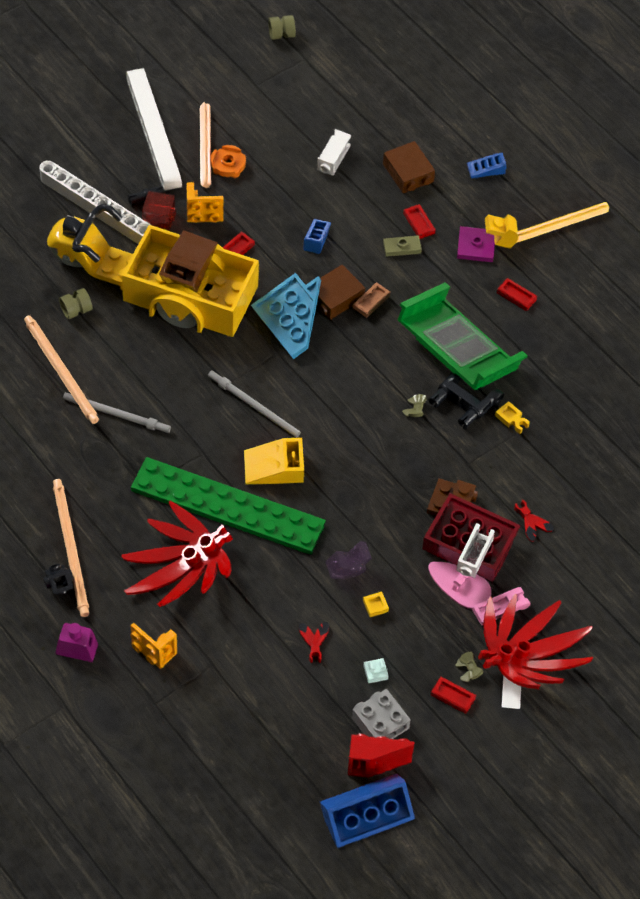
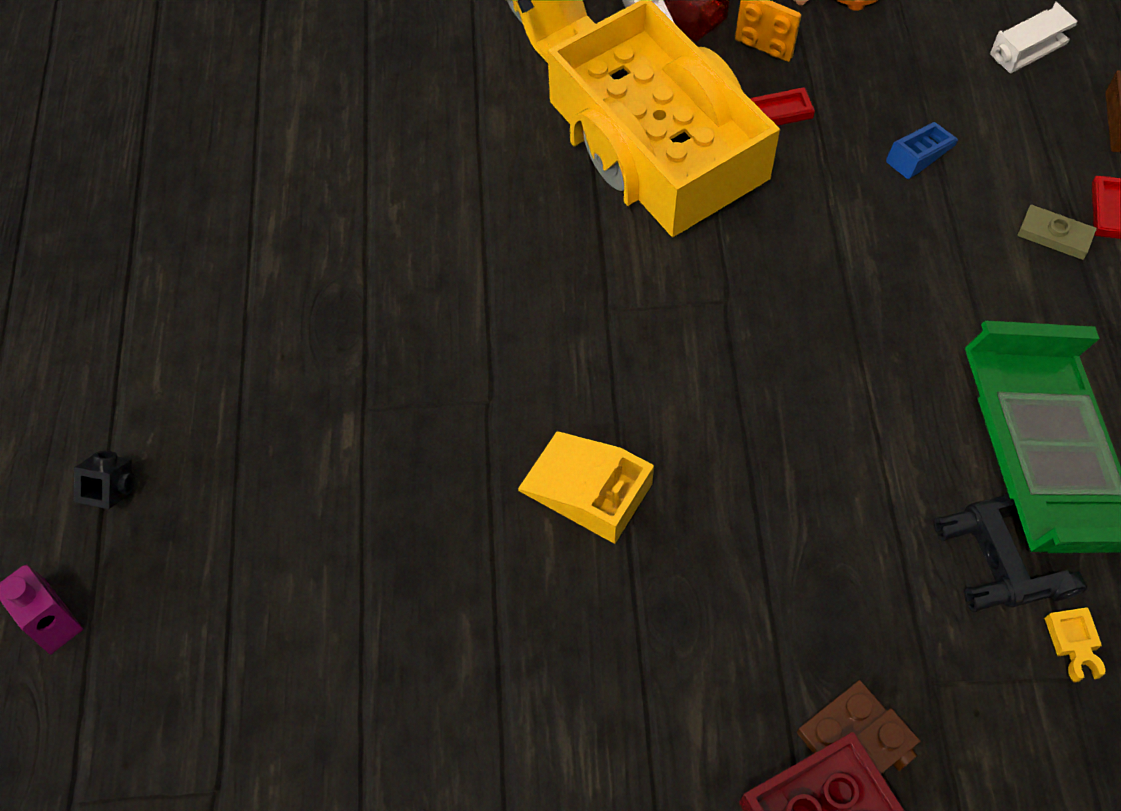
camera: 40 degrees right, 5 degrees up
(61, 369) = (381, 161): light nougat piece -> none
(70, 545) = (171, 443): light nougat piece -> none
(75, 303) = (478, 72): olive wheel -> none
(150, 423) = (447, 305): light grey bar -> none
(157, 652) = (127, 703): light orange bracket -> none
(188, 260) = (663, 76): reddish brown slope -> none
(201, 552) = (341, 570): red plant -> none
(225, 384) = (610, 307): light grey bar -> none
(229, 505) = (470, 521): green plate -> none
(290, 312) = (790, 244): dark azure wing -> none
(338, 292) = (891, 250): reddish brown brick -> none
(349, 564) = (580, 749): clear purple brick -> none
(371, 300) = (945, 293): nougat plate -> none
(418, 401) = (914, 512): olive piece -> none

